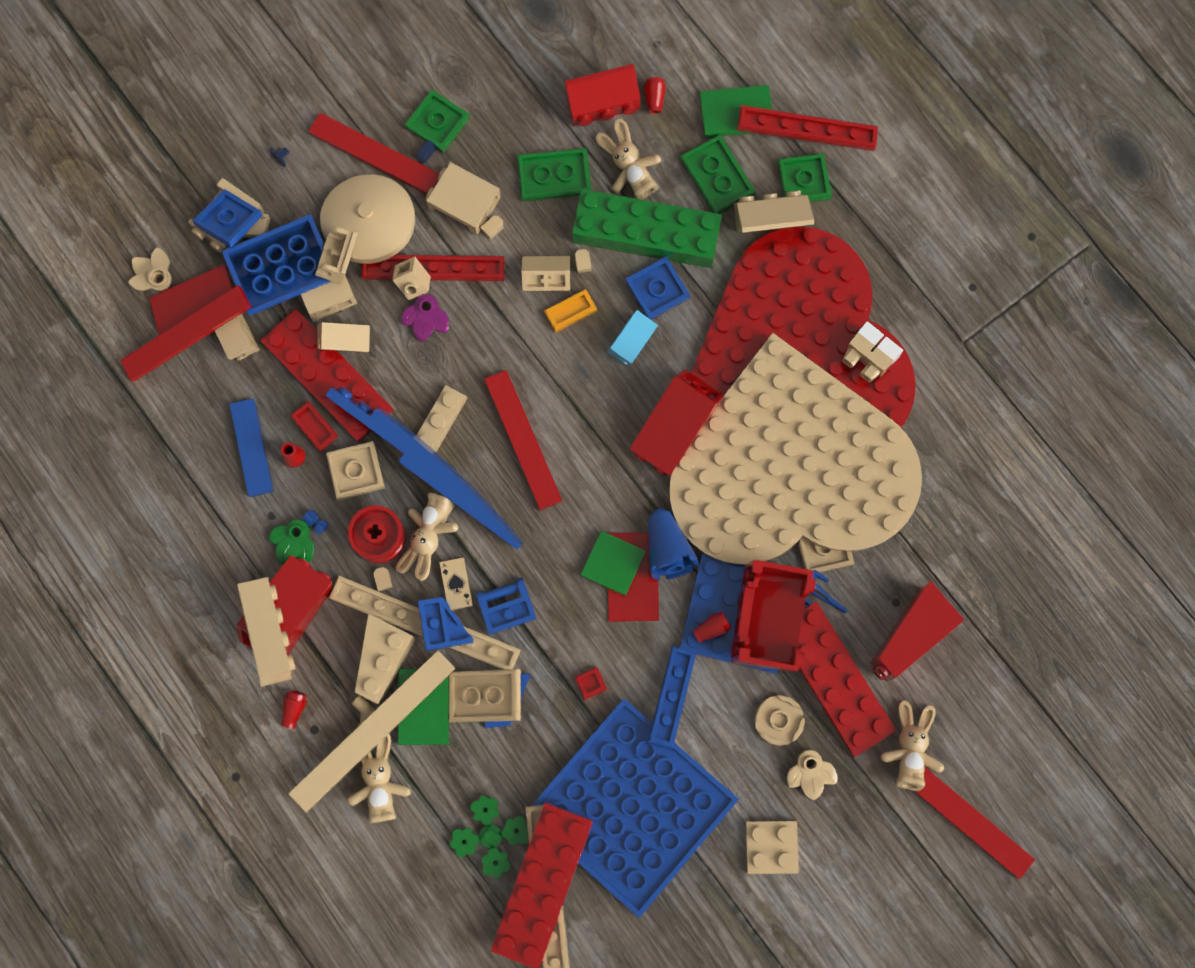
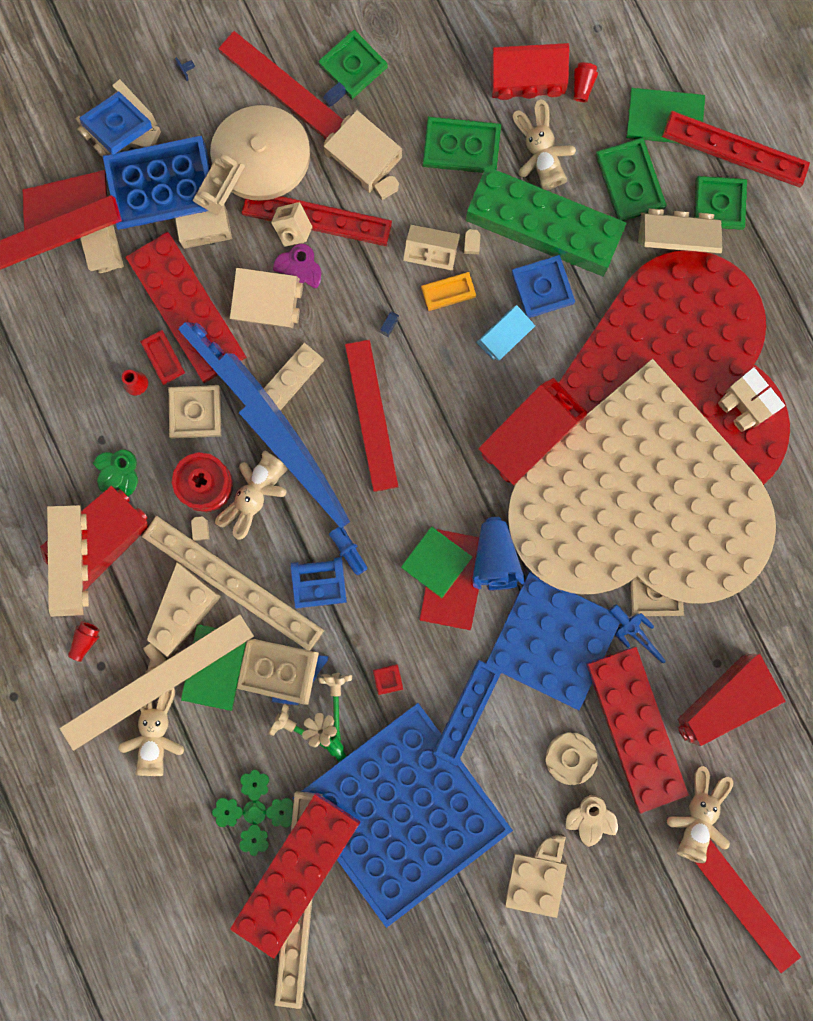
camera: 15 degrees right, 5 degrees up
(150, 270) = (28, 161): tan plate -> none
(251, 448) = (95, 366): blue tile -> none
(311, 519) = (140, 452): blue piece -> none
(343, 337) = (209, 271): tan hinge -> none
(401, 351) = (265, 298): none -> tan brick
(441, 626) = (248, 589): blue wing -> none
(456, 584) = (273, 549): tan tile -> none
(521, 351) = (389, 324): none -> dark blue piece
(527, 569) = (348, 550): none -> blue axle
(537, 738) = (321, 730): none -> tan plant
(712, 627) = (523, 651): red cone -> none
(771, 616) = (586, 654): red windscreen -> none
(779, 809) = (551, 848): none -> tan tile

